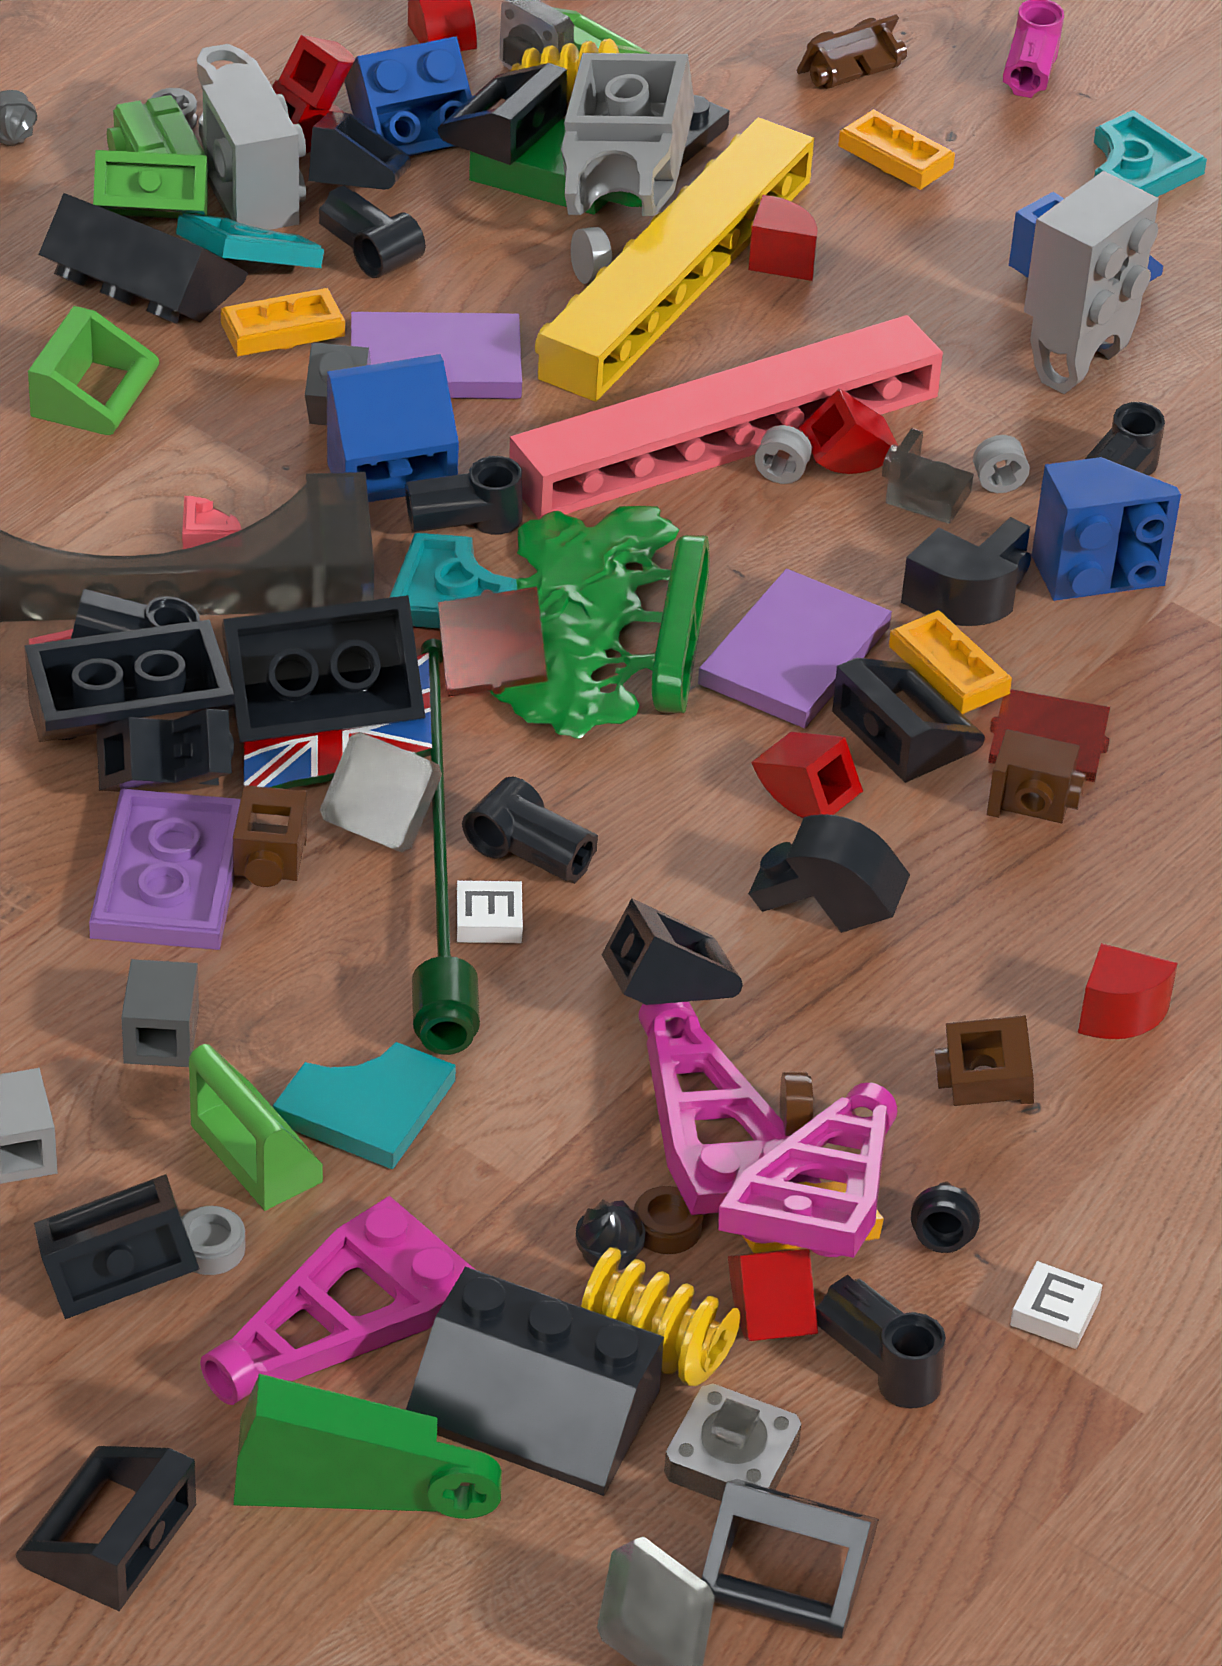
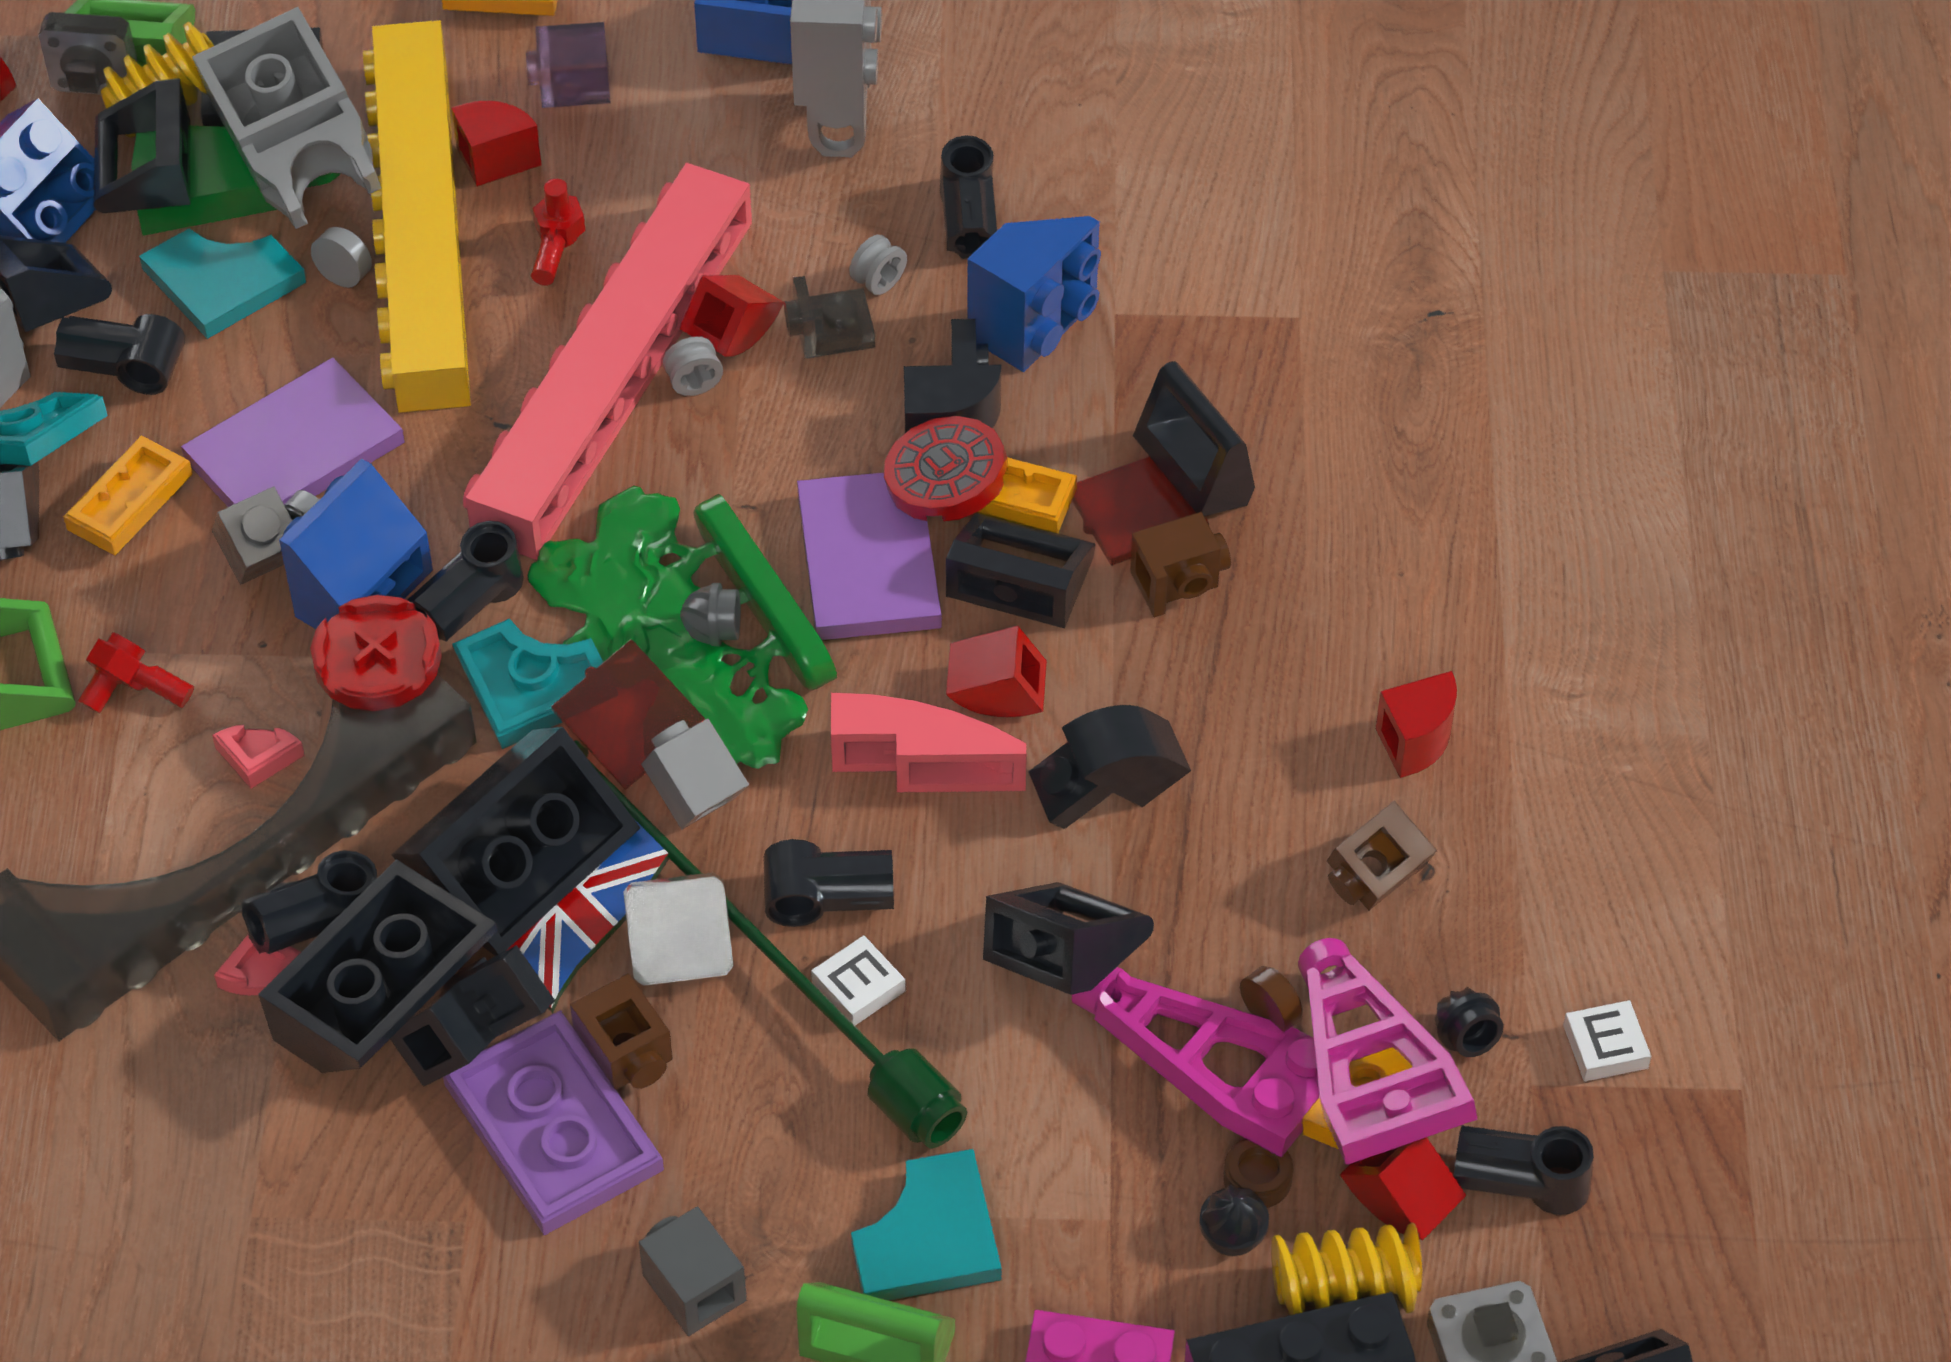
camera: 35 degrees left, 10 degrees up
(165, 417) = (119, 663): none -> red piece
(337, 492) = (376, 653): none -> red tile
(493, 231) = (221, 281): none -> teal tile
(498, 700) = (693, 771): none -> light grey brick
(620, 609) = (712, 614): none -> dark grey plate
(695, 784) = (924, 745): none -> coral slope
(778, 316) = (559, 225): none -> red piece
(894, 221) = (570, 65): none -> clear purple brick
(904, 613) = (945, 468): none -> red tile
(1127, 706) = (1194, 444): none -> black tile

